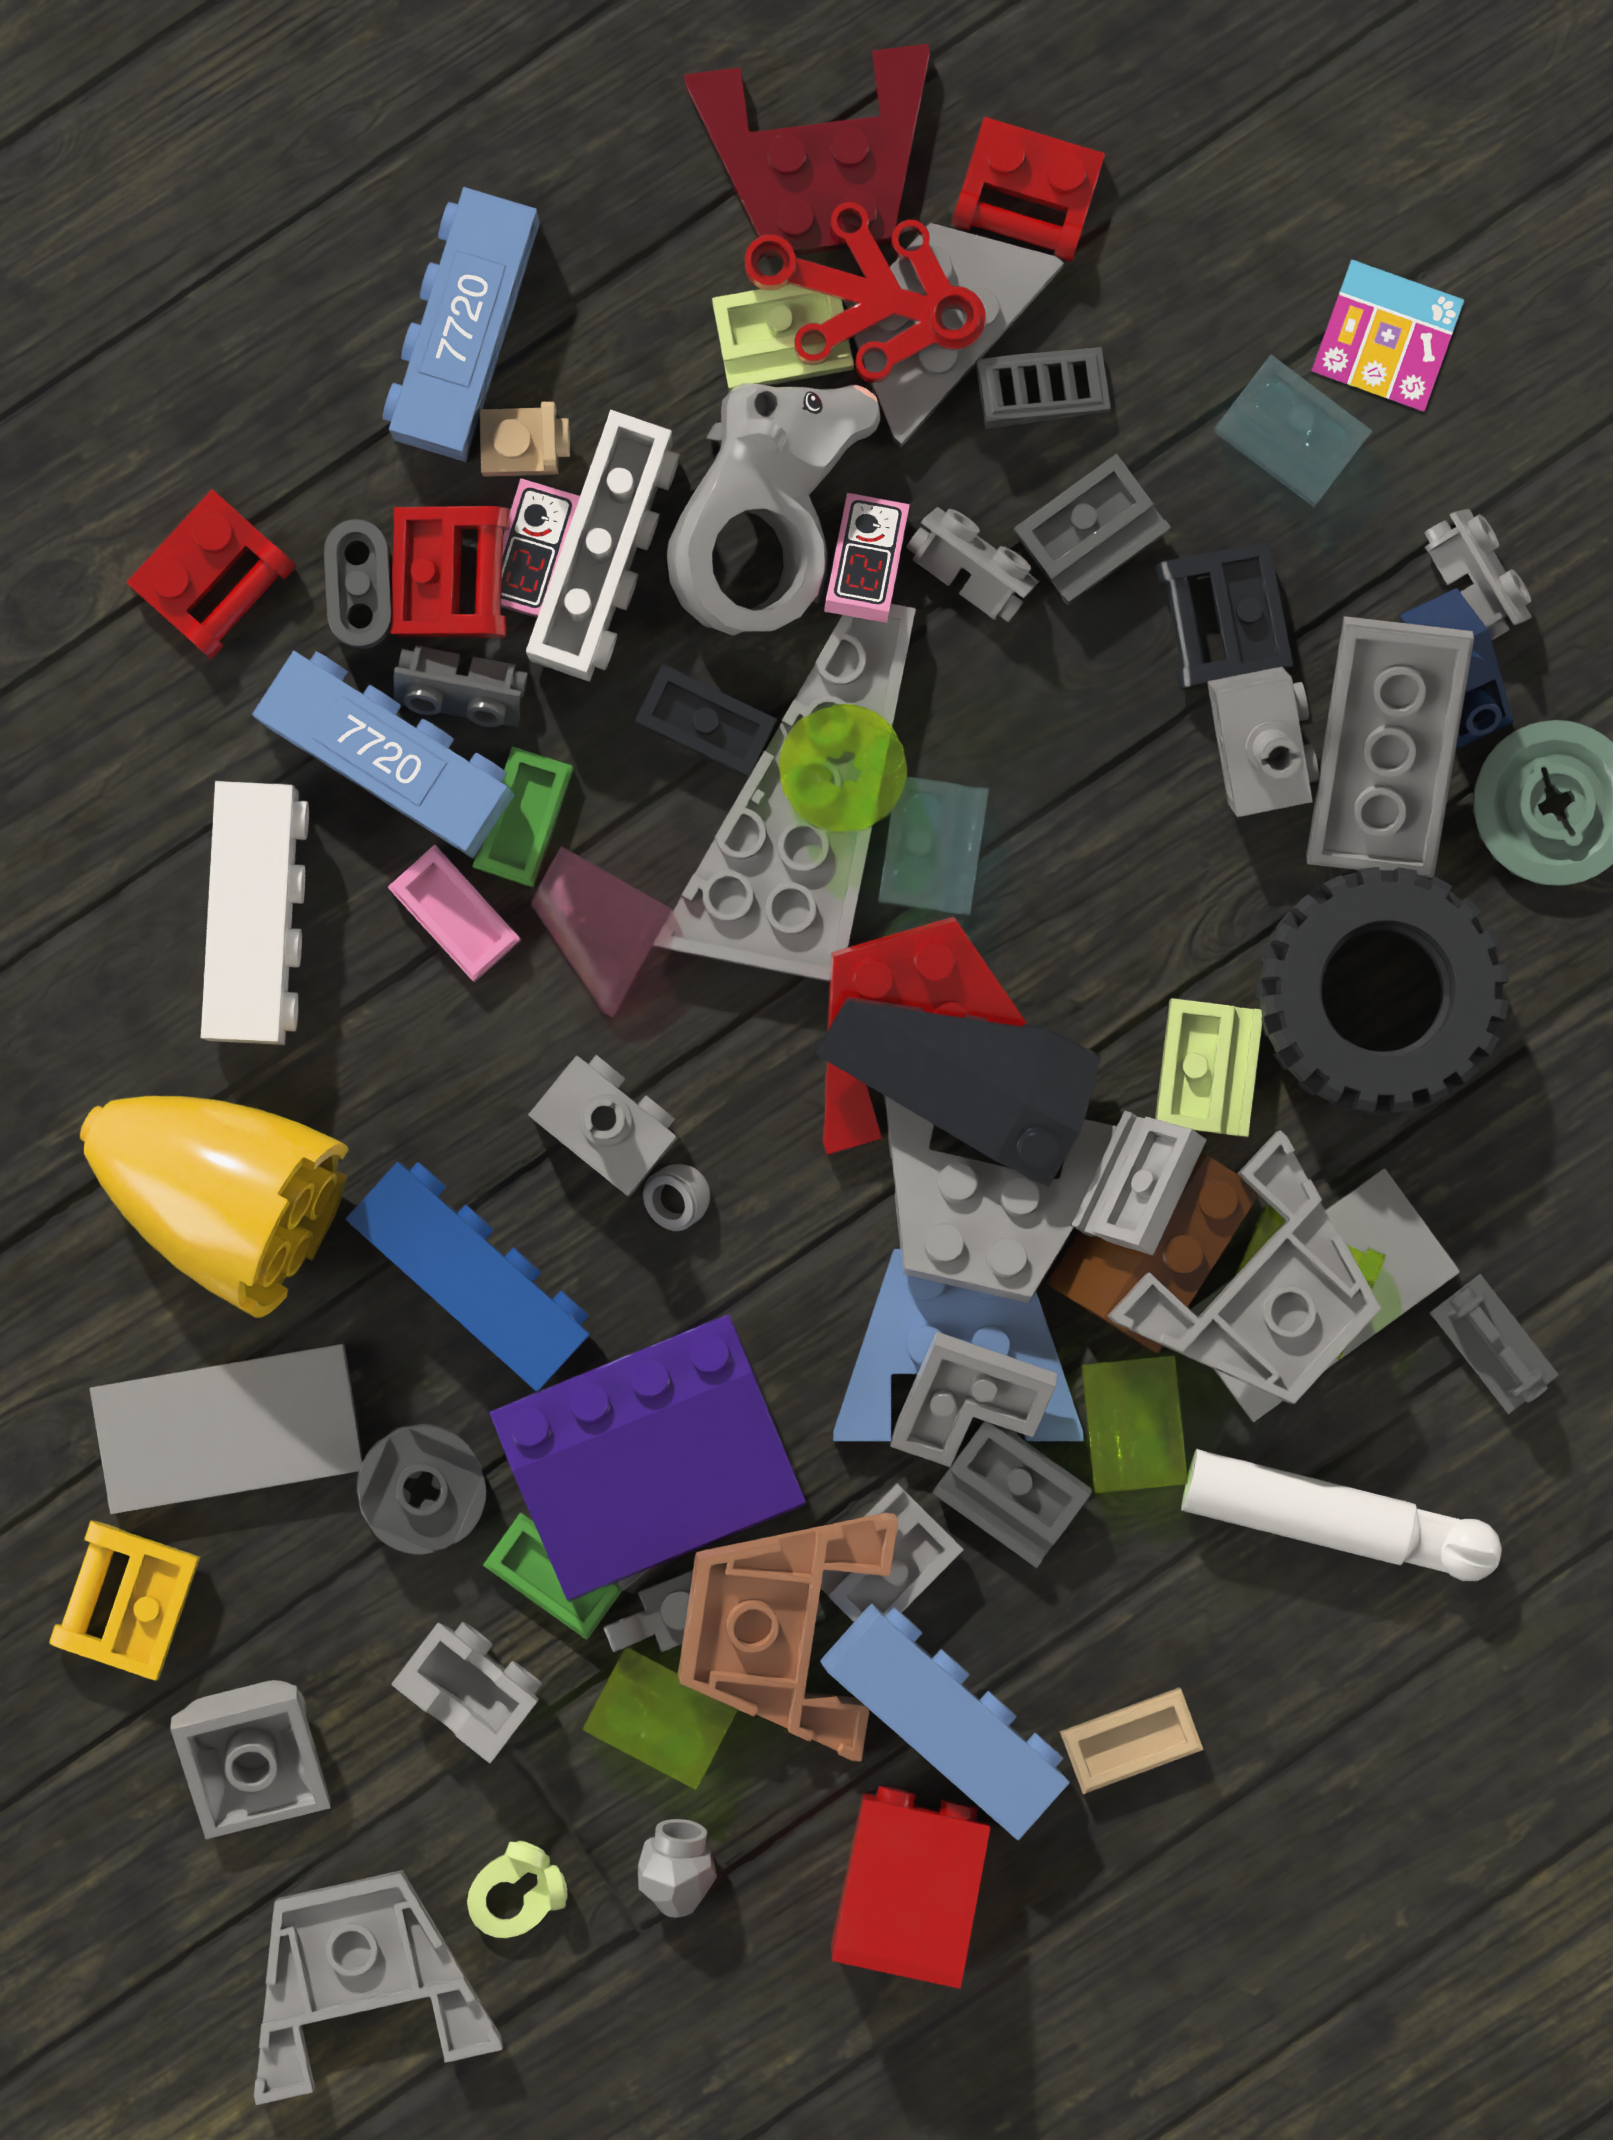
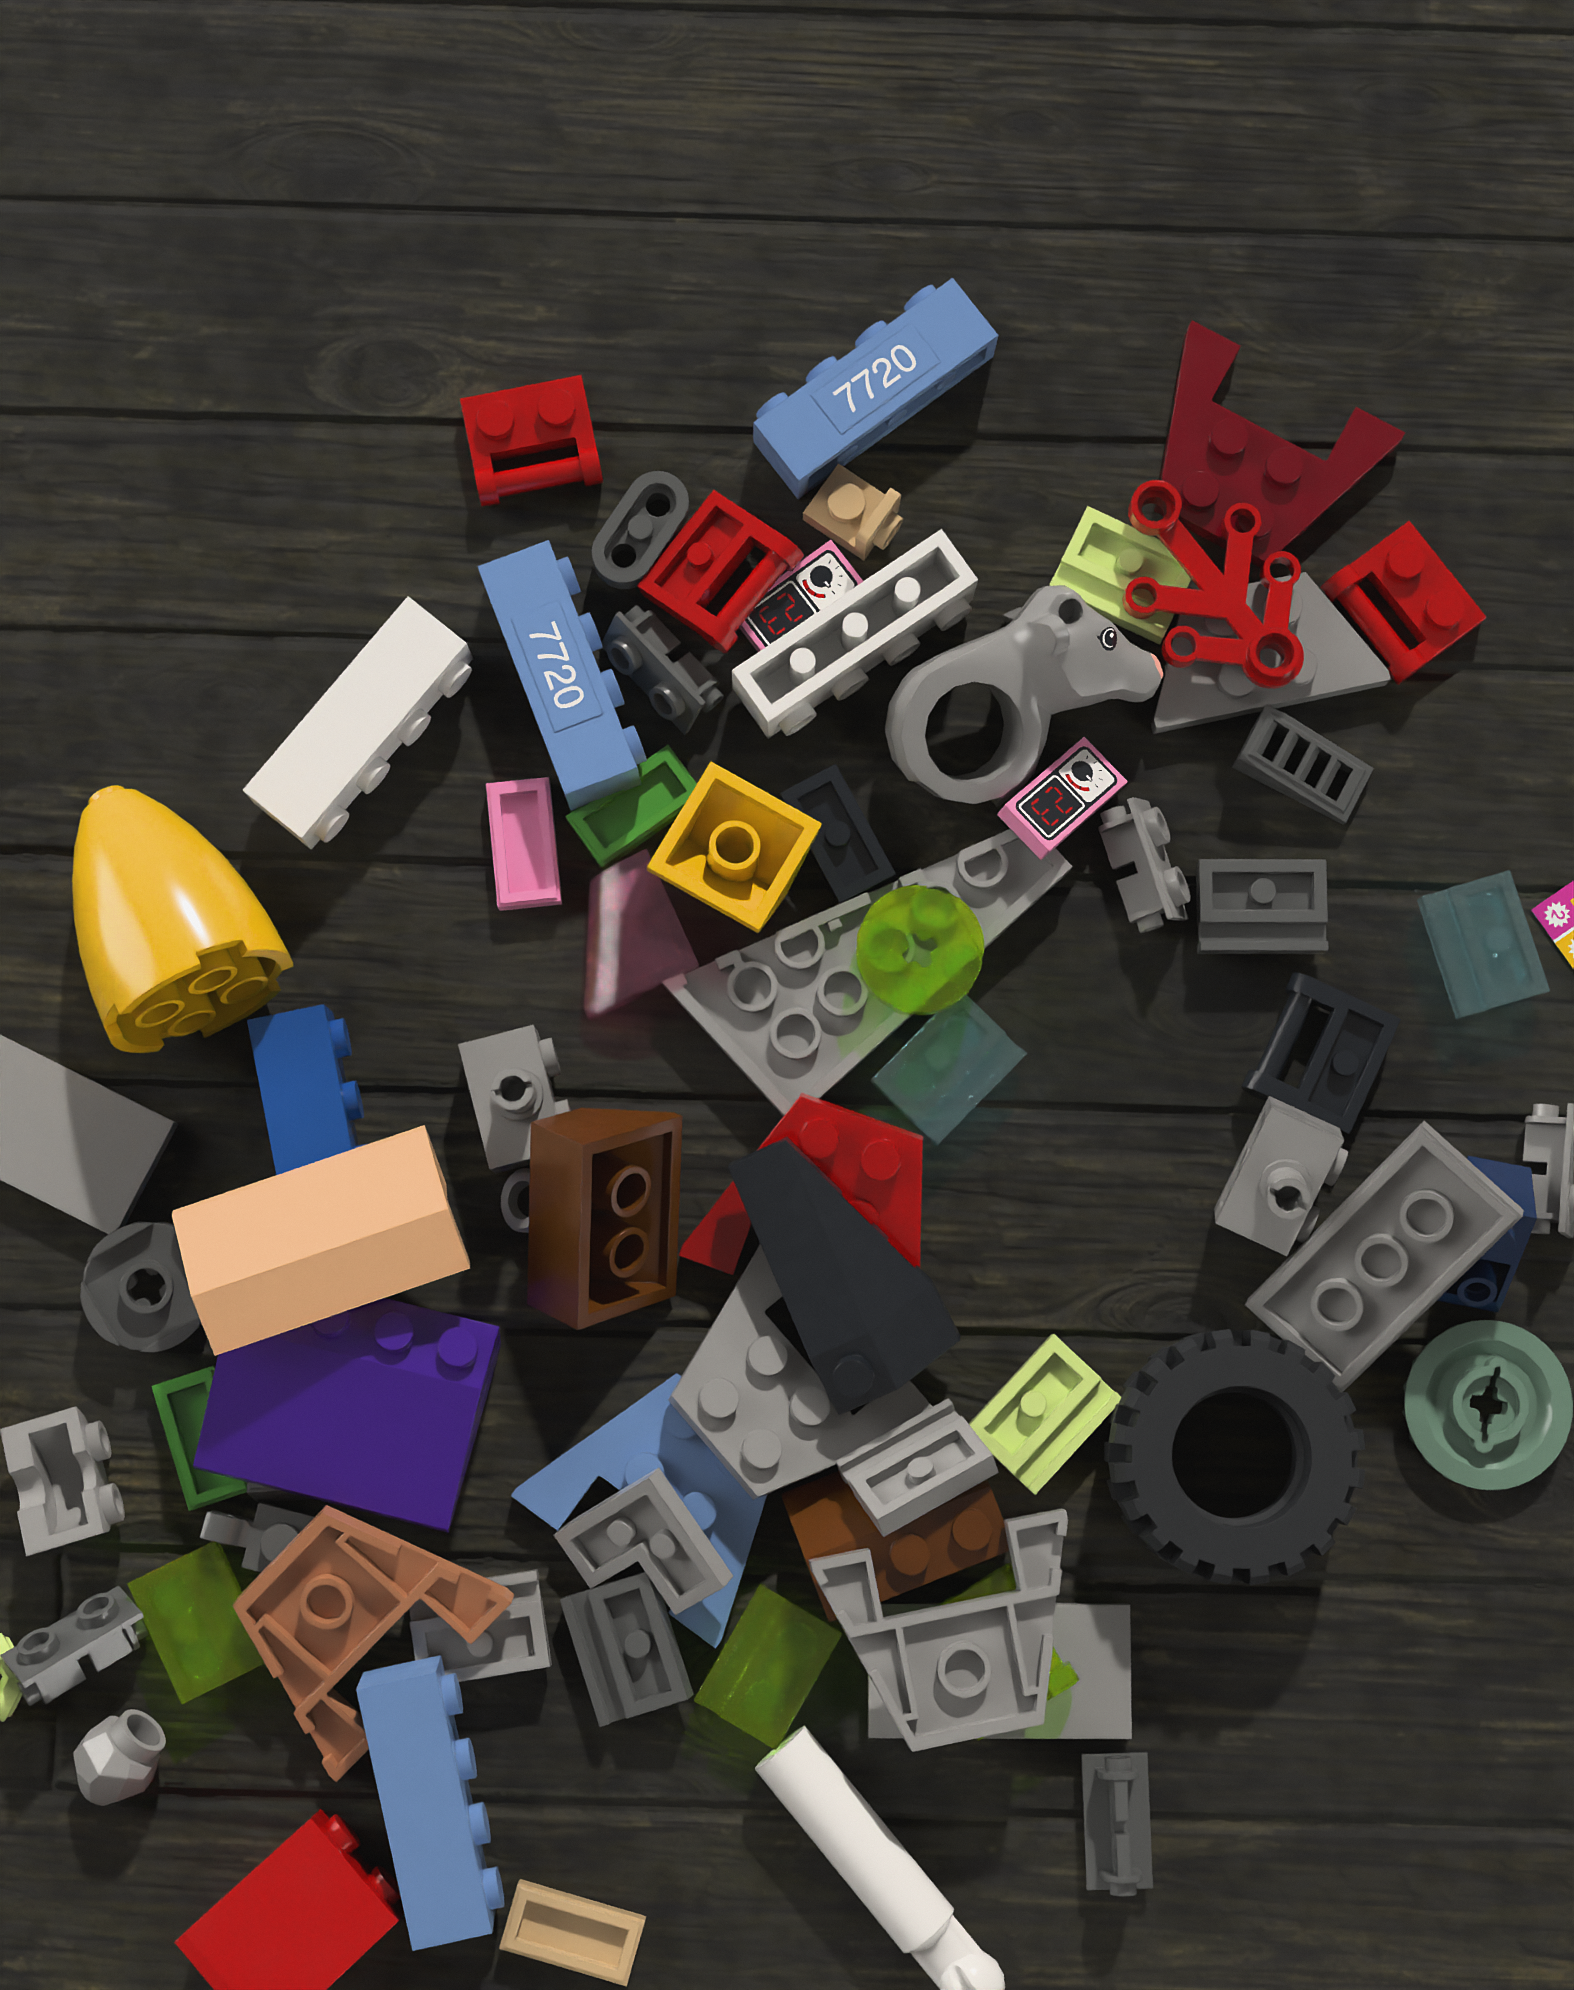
camera: 35 degrees right, 5 degrees down
(539, 1348) = (319, 1240): none -> light nougat slope
(587, 1779) = (102, 1627): none -> dark grey hinge
(632, 793) = (735, 847): none -> yellow slope
(744, 1164) = (603, 1212): none -> reddish brown slope

